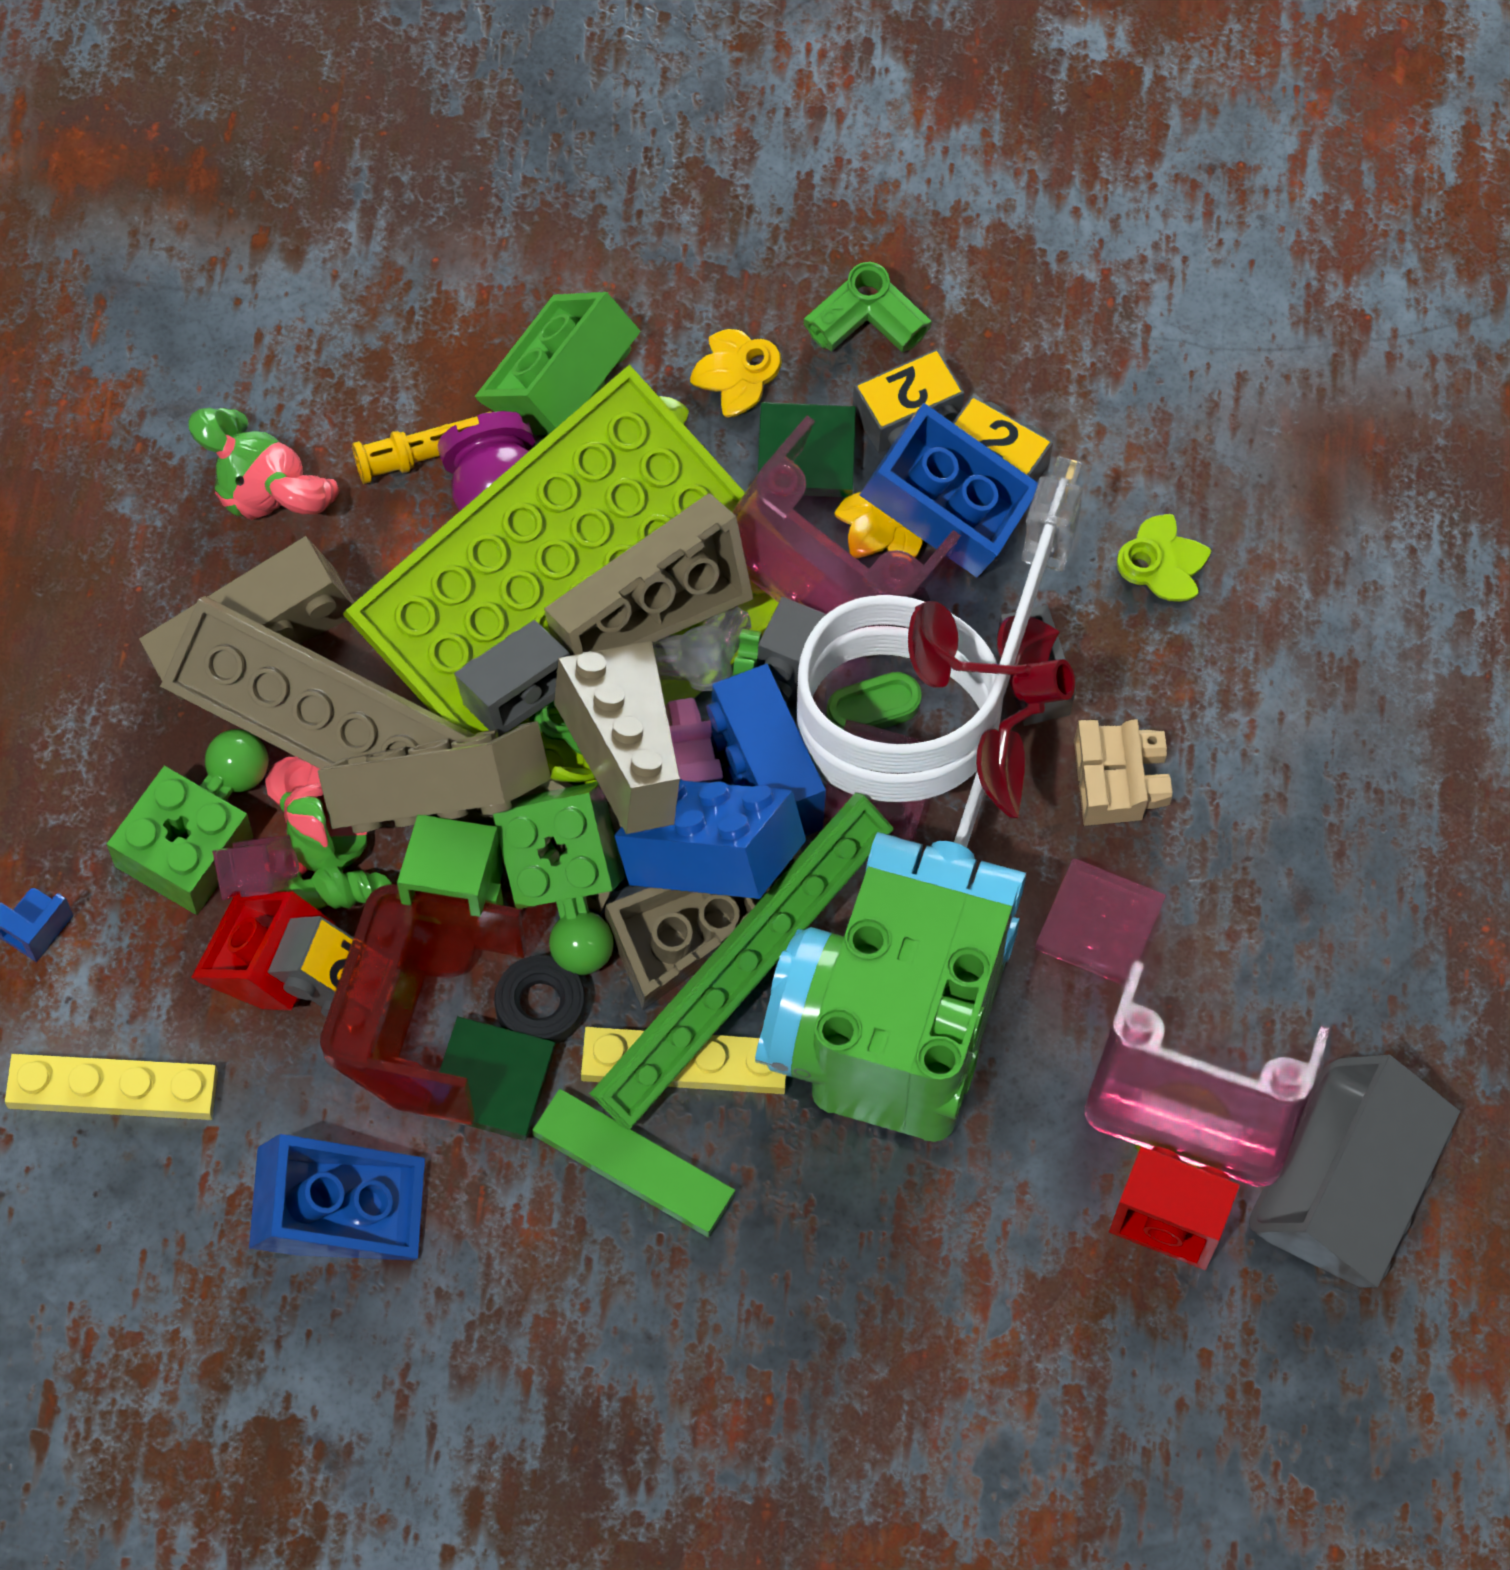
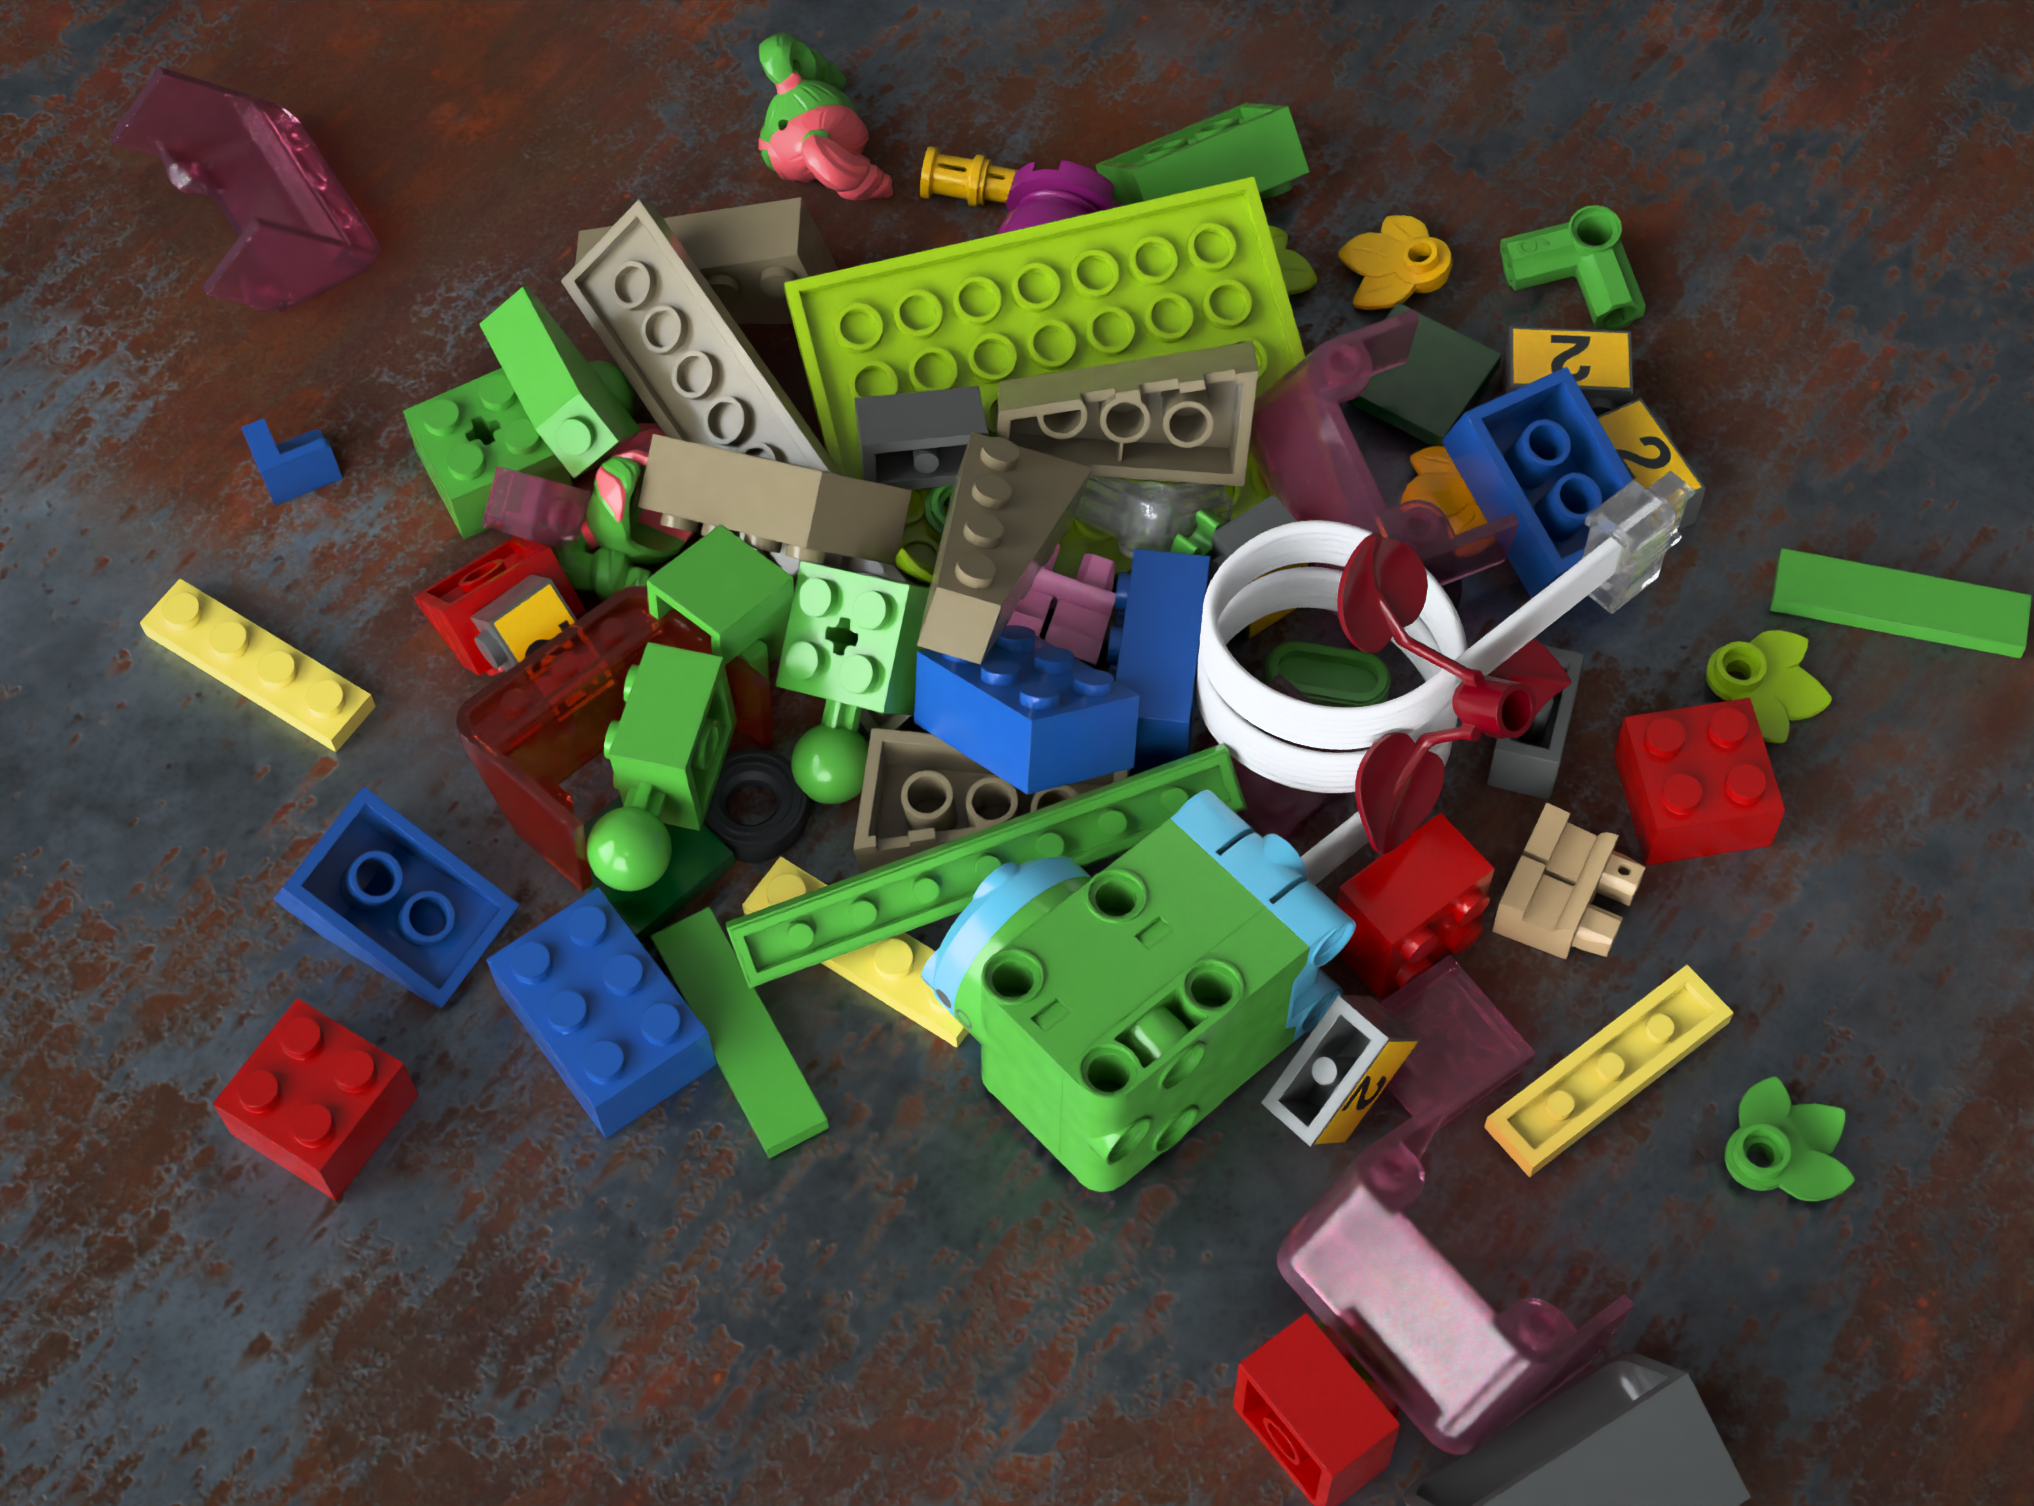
camera: 35 degrees right, 5 degrees down
(216, 768) = (557, 385): none -> slope
(380, 1367) = (316, 1099): none -> red brick
(479, 1008) = (662, 760): none -> bright green brick
(537, 1200) = (602, 1012): none -> blue brick
(1042, 835) = (1415, 906): none -> red brick
(1057, 975) = (1340, 1070): none -> dark grey brick
(1161, 653) = (1698, 781): none -> red brick
(1215, 457) = (1901, 603): none -> bright green tile
(1215, 882) = (1608, 1070): none -> light yellow plate
(1353, 866) = (1793, 1139): none -> bright green plate

